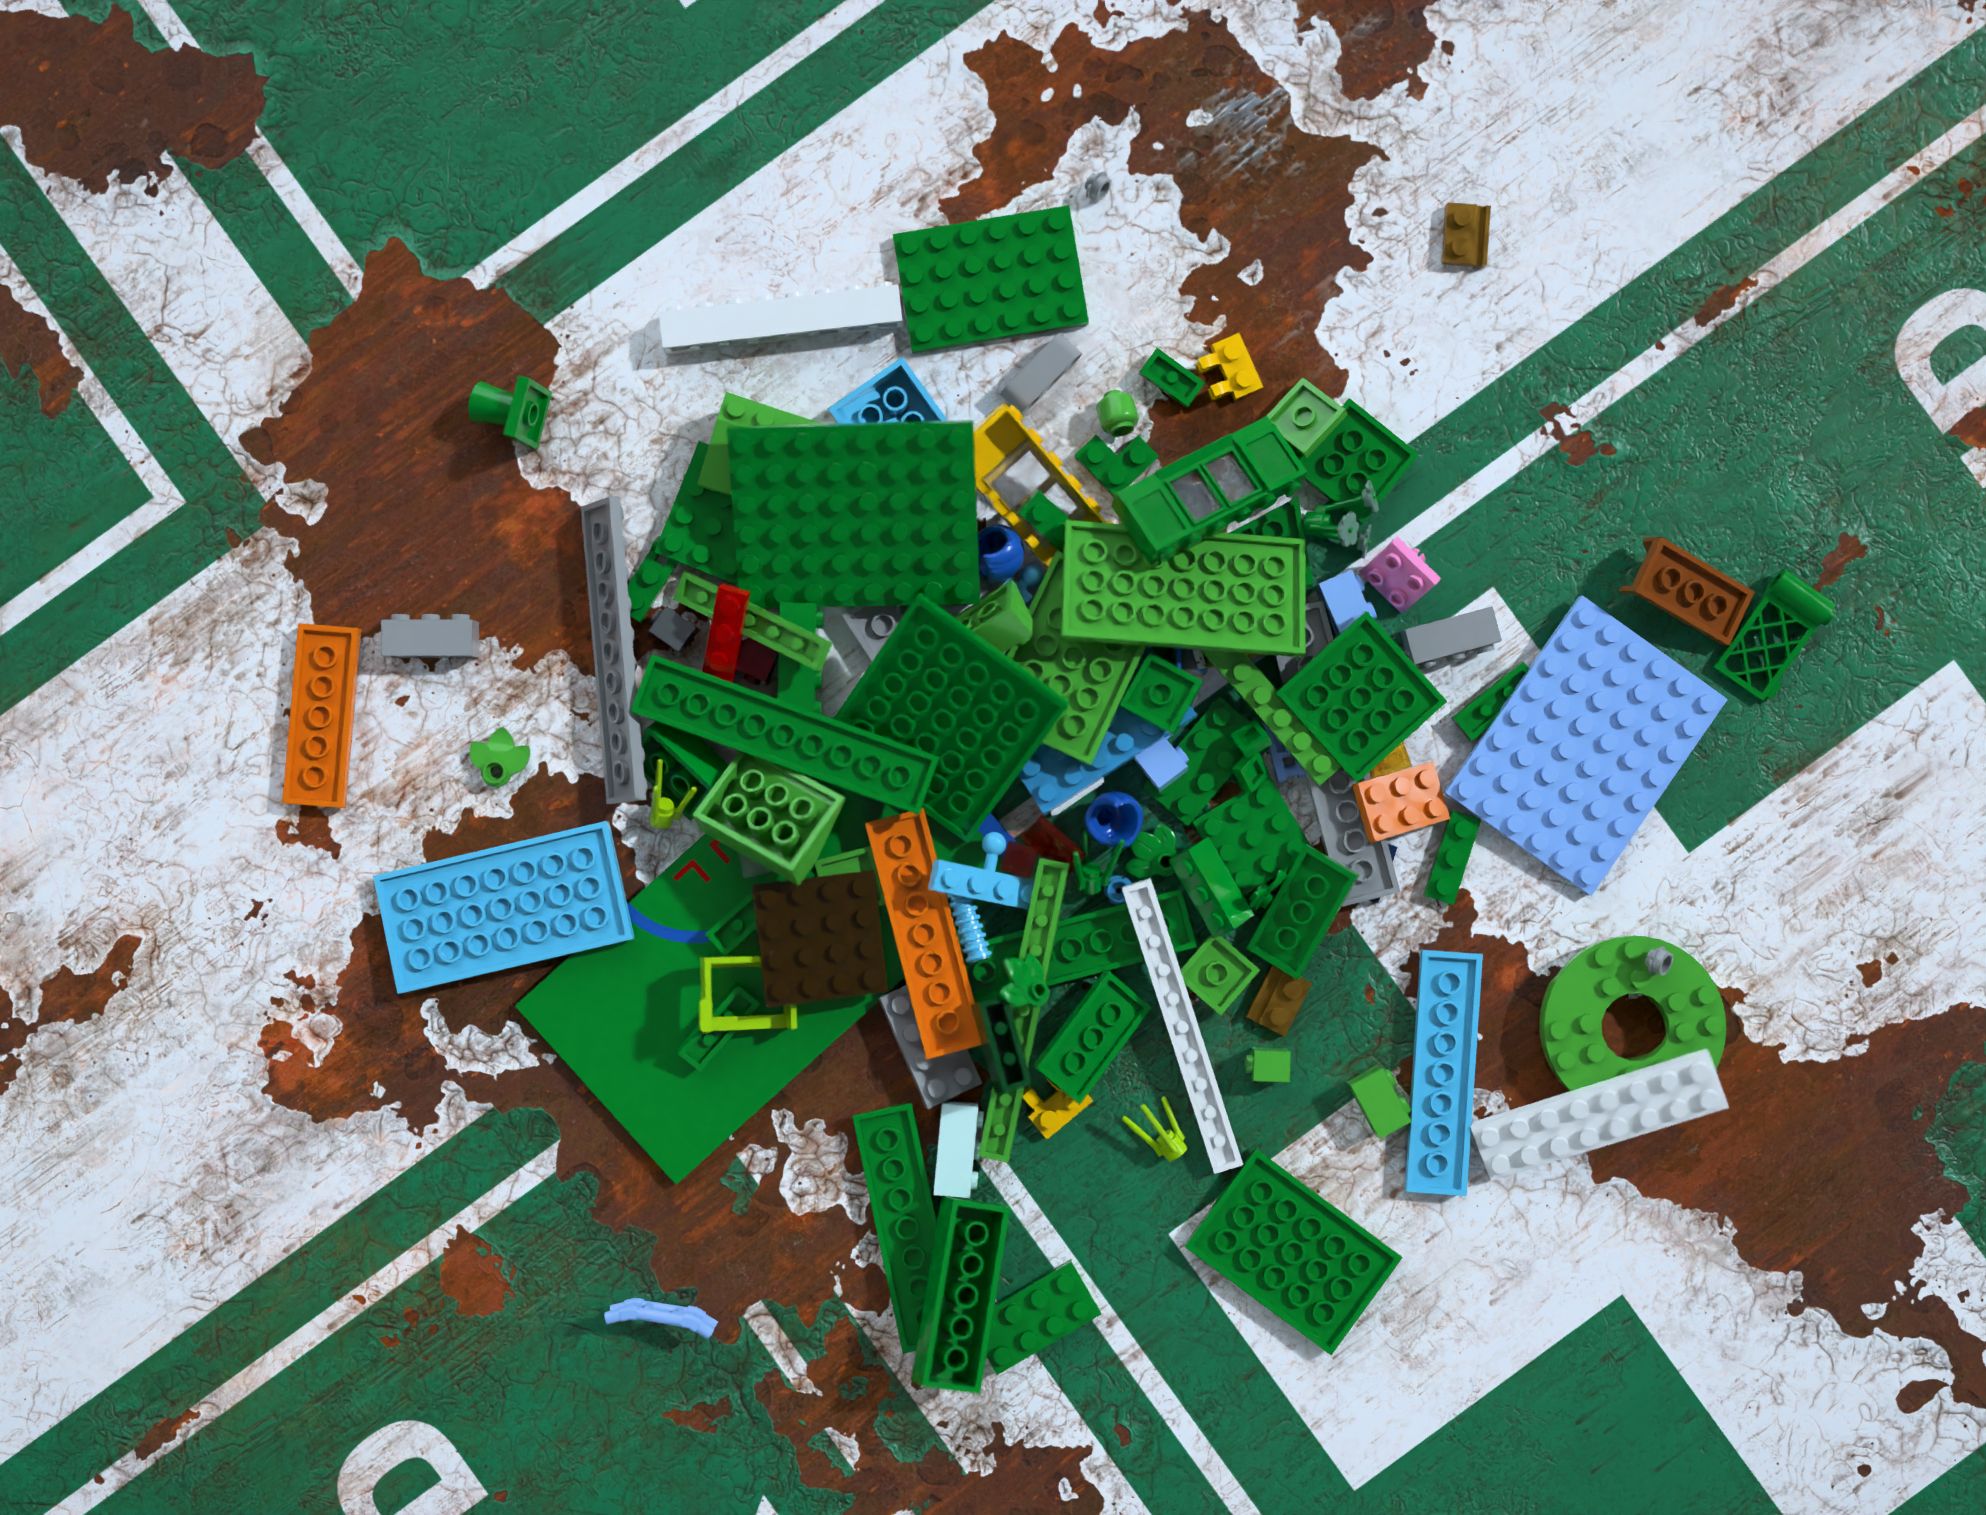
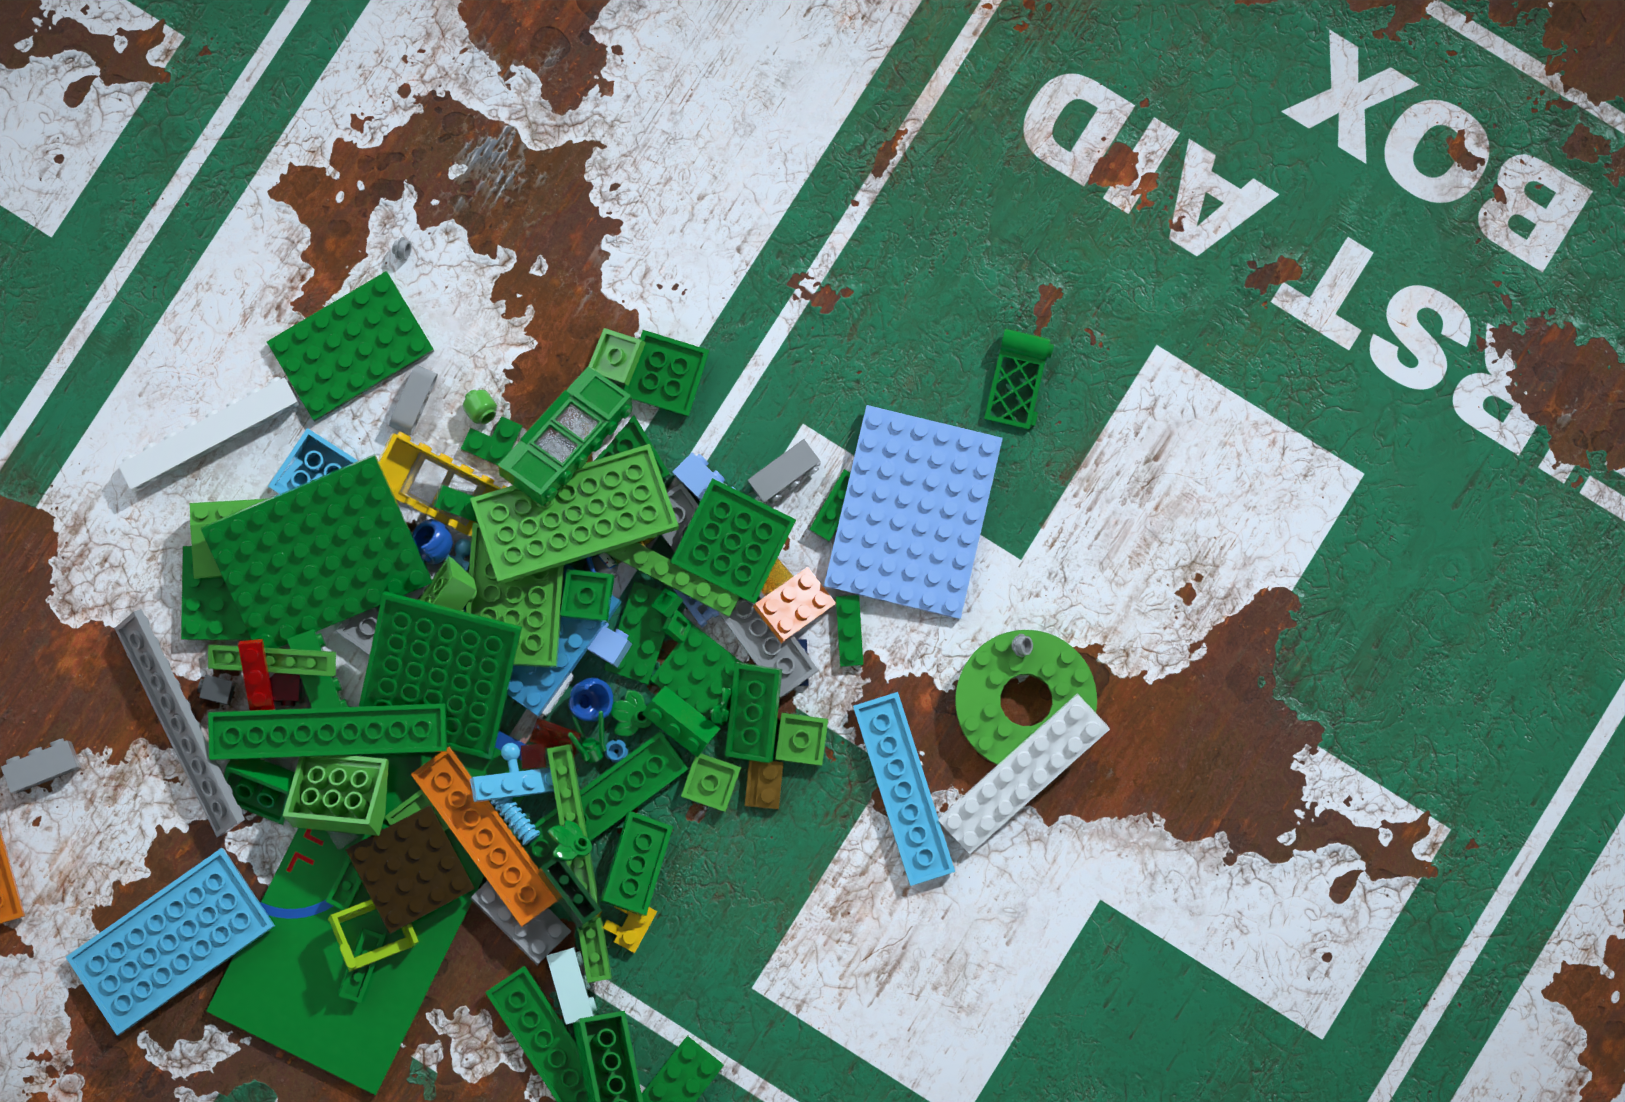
camera: 20 degrees left, 5 degrees down
(499, 752) = (122, 831): bright green plate -> none
(519, 411) = (43, 576): green plant -> none
(649, 583) = (186, 663): green plate -> none
(663, 809) = (260, 823): lime plant -> none
(1170, 1143) = (725, 920): lime plant -> none
(1171, 378) = (509, 365): green plate -> none
(1182, 1025) = (699, 830): white plate -> none
(1236, 367) = (553, 339): yellow plate -> none
(1268, 1064) = (774, 833): bright green brick -> none
(1293, 1251) = (846, 962): green plate -> none
(1322, 526) = (675, 426): plant -> none
(1345, 964) = (801, 739): none -> bright green plate
(1379, 1101) = (865, 828): bright green brick -> none
(1400, 574) = (728, 442): bright pink plate -> none
(1465, 234) = (682, 179): pearl gold plate -> none
(1690, 590) = (943, 371): dark orange plate -> none

